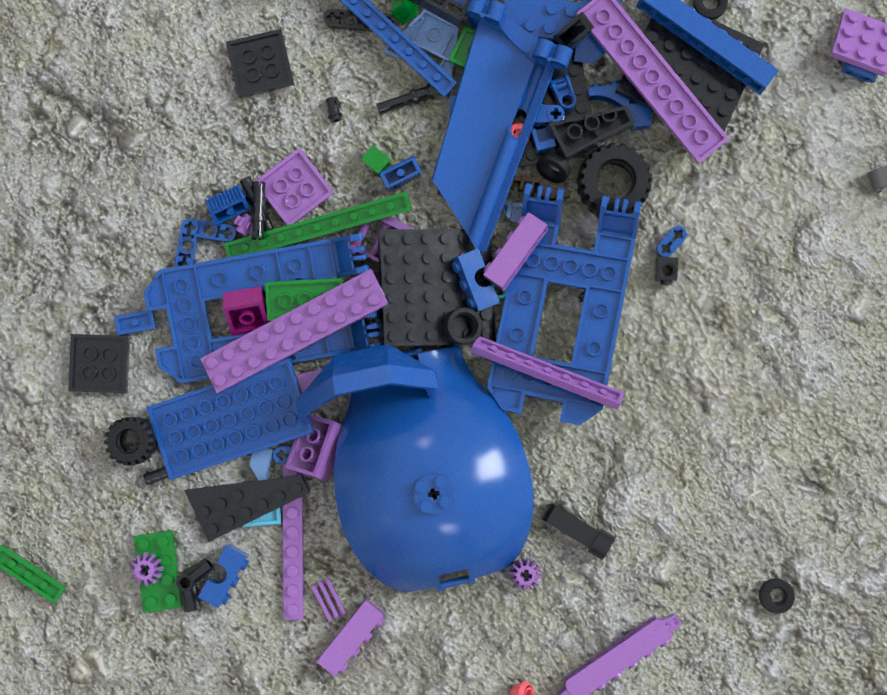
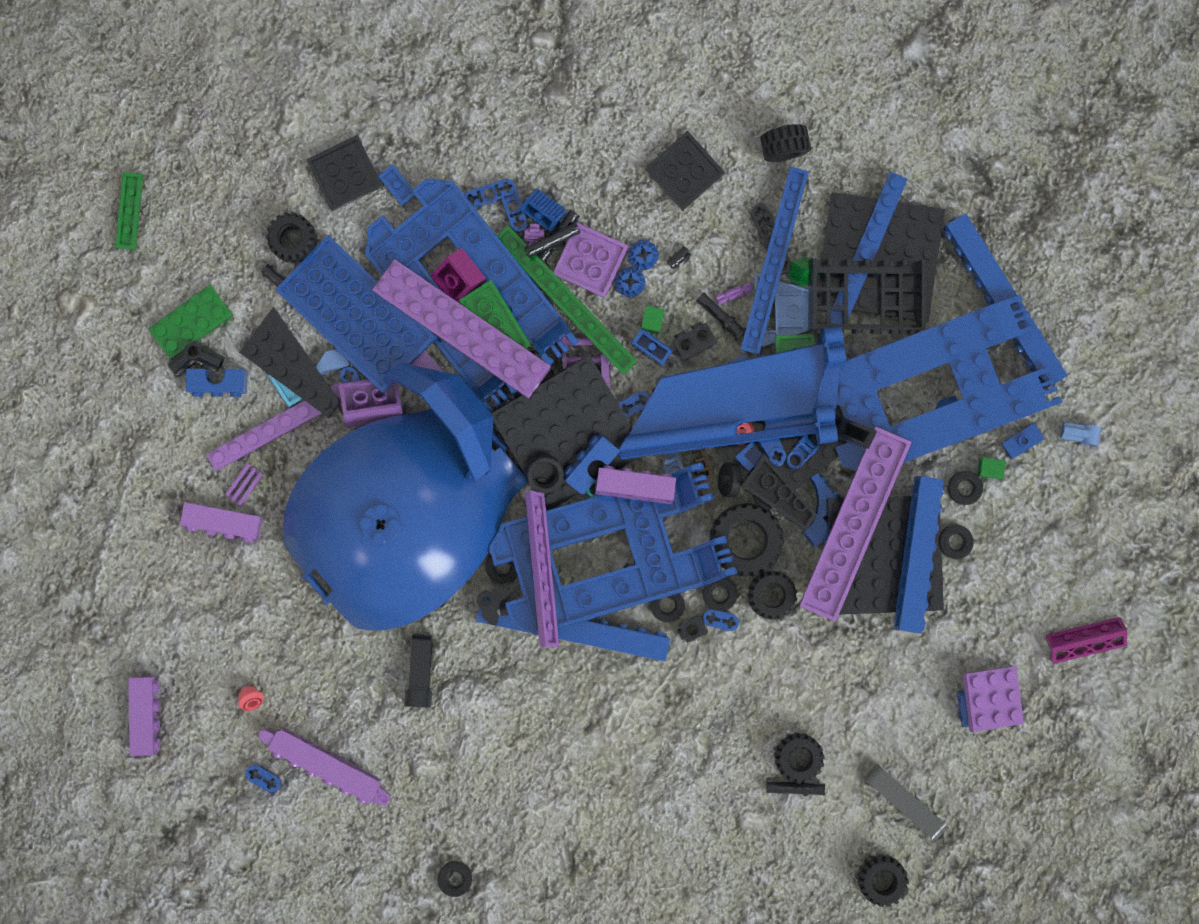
camera: 60 degrees right, 0 degrees up
(141, 563) = (184, 318): medium lavender gear -> none
(318, 147) = (638, 262): none -> blue gear
(333, 172) = (623, 288): none -> blue gear
(391, 78) = (734, 293): none -> medium lavender axle
(418, 134) = (696, 345): none -> black brick
(436, 214) = (631, 400): none -> blue beam
(531, 417) = (497, 577): none -> black tyre
(531, 570) = (351, 641): medium lavender gear -> none
(556, 430) = (497, 605): none -> black plate
(624, 360) = (604, 636): none -> blue brick
(645, 282) = (671, 616): none -> black tyre
(660, 228) = (726, 604): none -> black tyre
(689, 180) = (789, 595): none -> black tyre
(841, 228) = (811, 769): none -> black tyre
(863, 235) = (819, 789): none -> black pin

